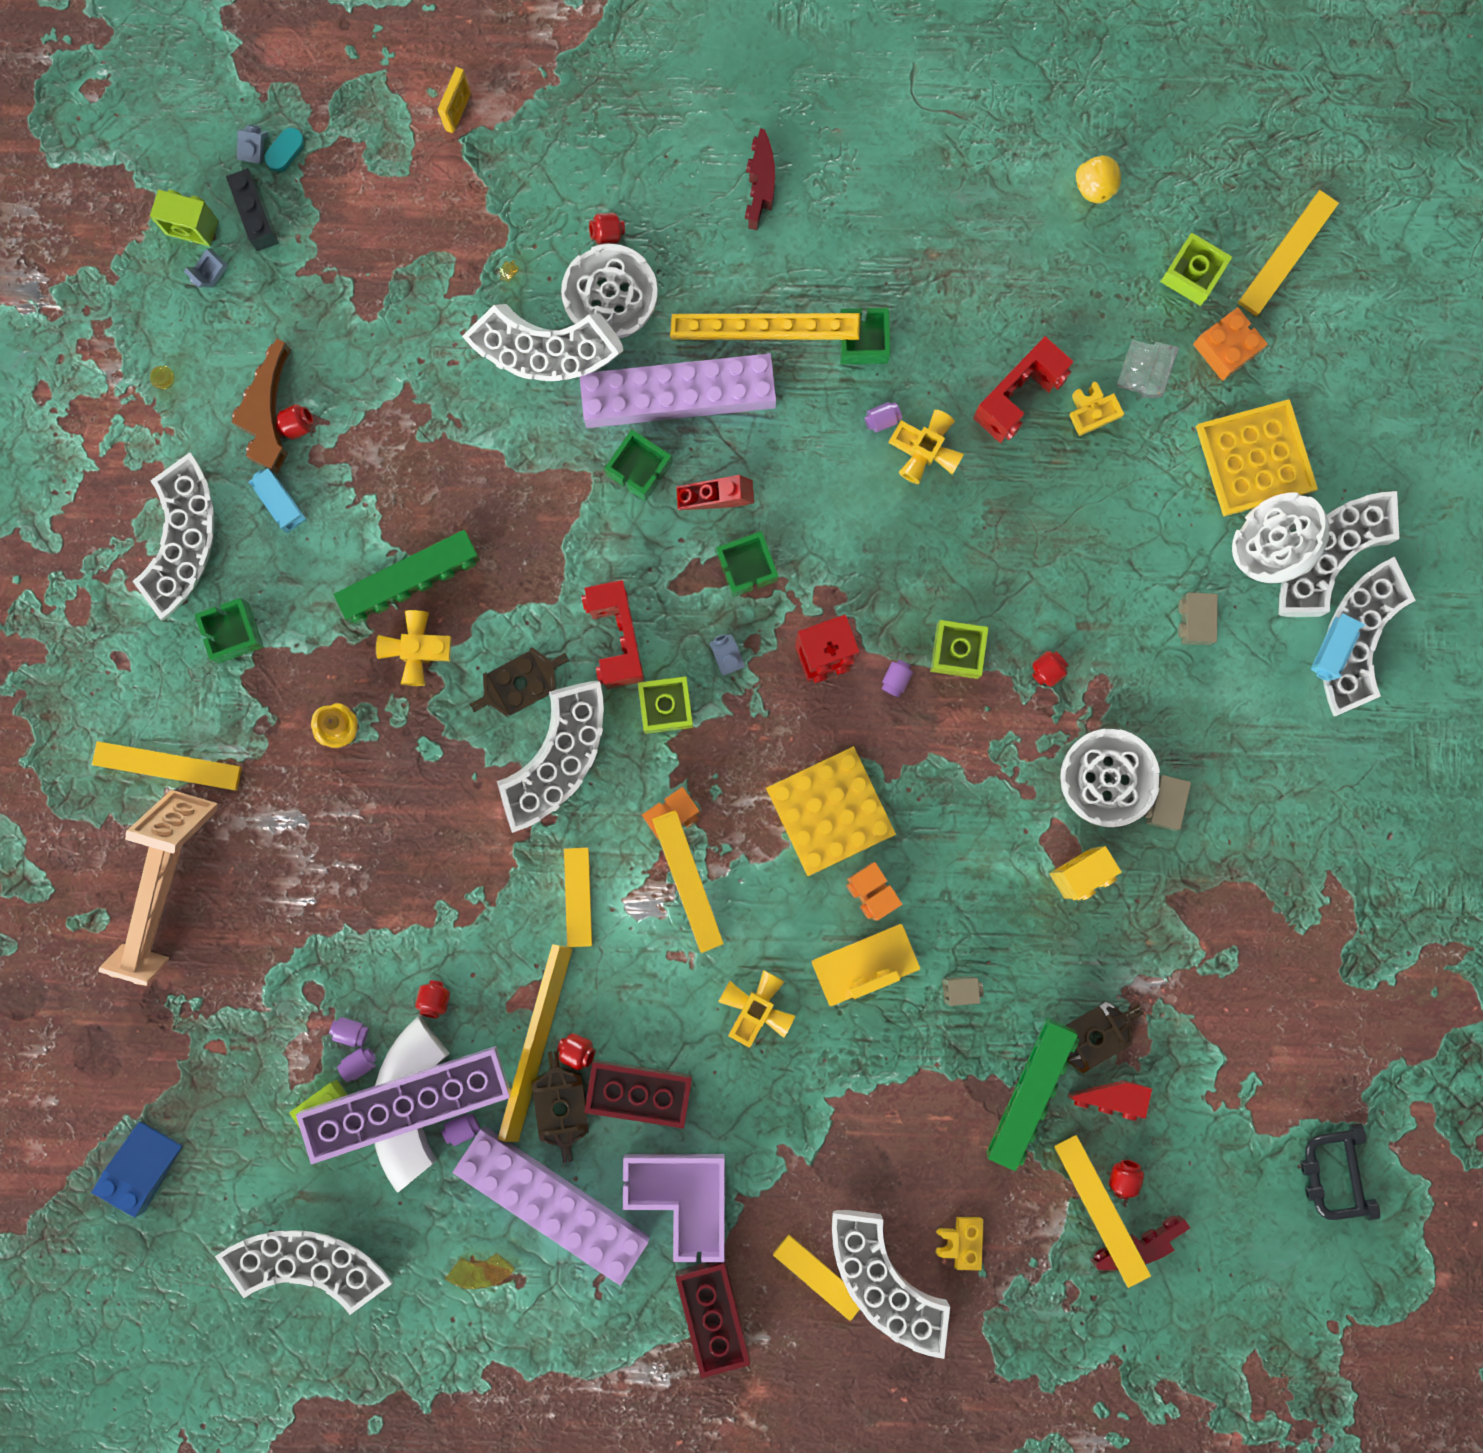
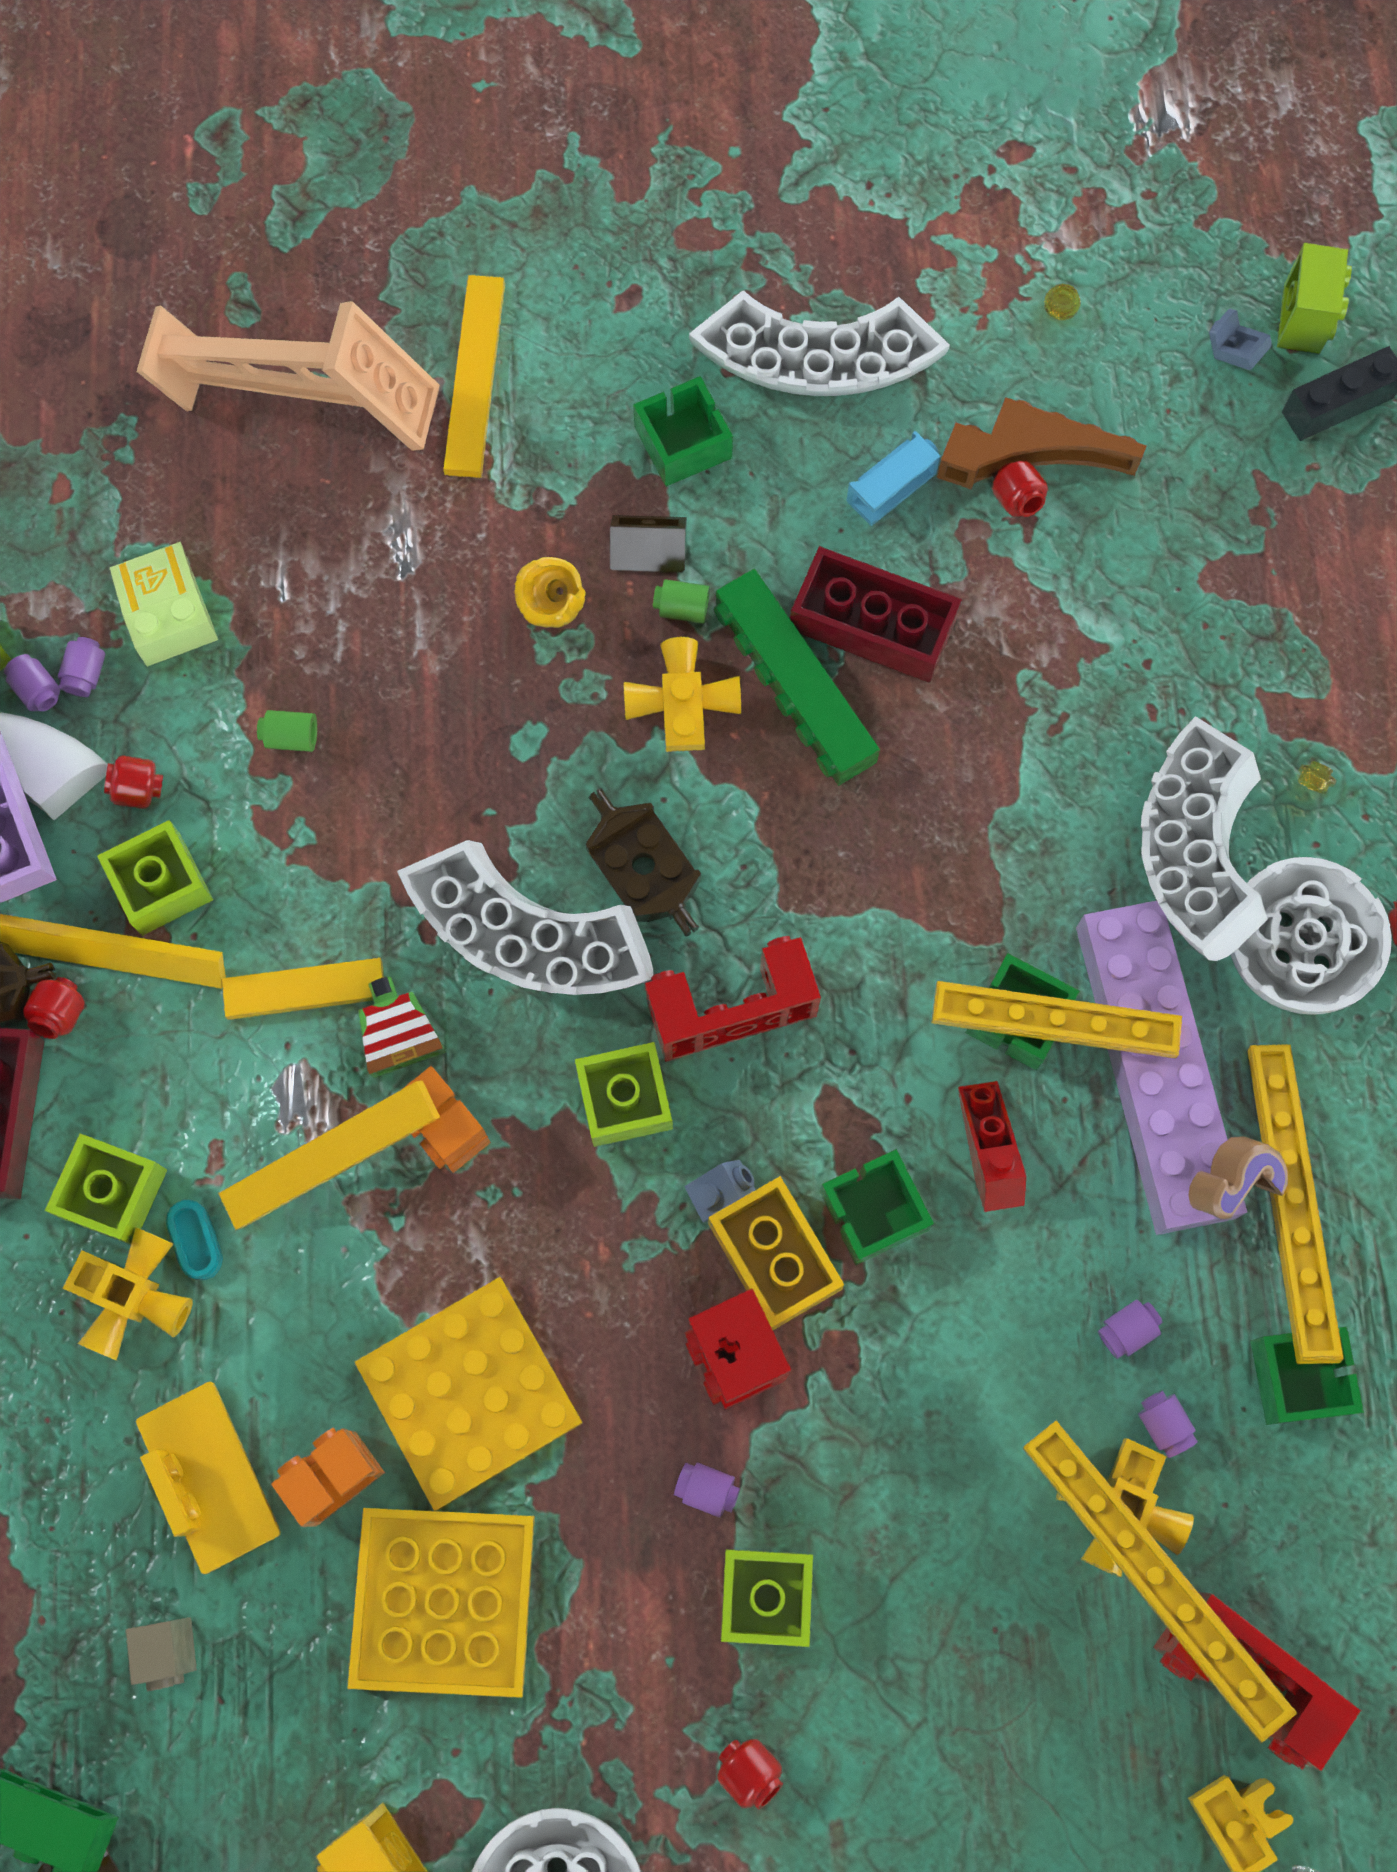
camera: 85 degrees right, 10 degrees down
(303, 661) = (647, 543): none -> panel
(308, 978) = (162, 604): none -> yellowish green slope
(347, 642) = (682, 601): none -> bright green brick
(372, 522) = (874, 614): none -> dark red brick
(408, 899) = (288, 730): none -> bright green brick
(499, 985) = (155, 878): none -> lime brick
(611, 840) = (396, 1030): none -> torso
(648, 445) = (1057, 1019): none -> yellow tile
(693, 1019) = (106, 1189): none -> lime brick
(726, 969) = (194, 1240): none -> teal tile
(750, 356) = (1233, 1172): none -> medium nougat animal
(767, 624) = (775, 1252): none -> yellow brick
(828, 429) = (1130, 1329): none -> medium lavender brick
(945, 832) = (442, 1602): none -> yellow plate
(968, 433) = (1160, 1582): none -> yellow tile

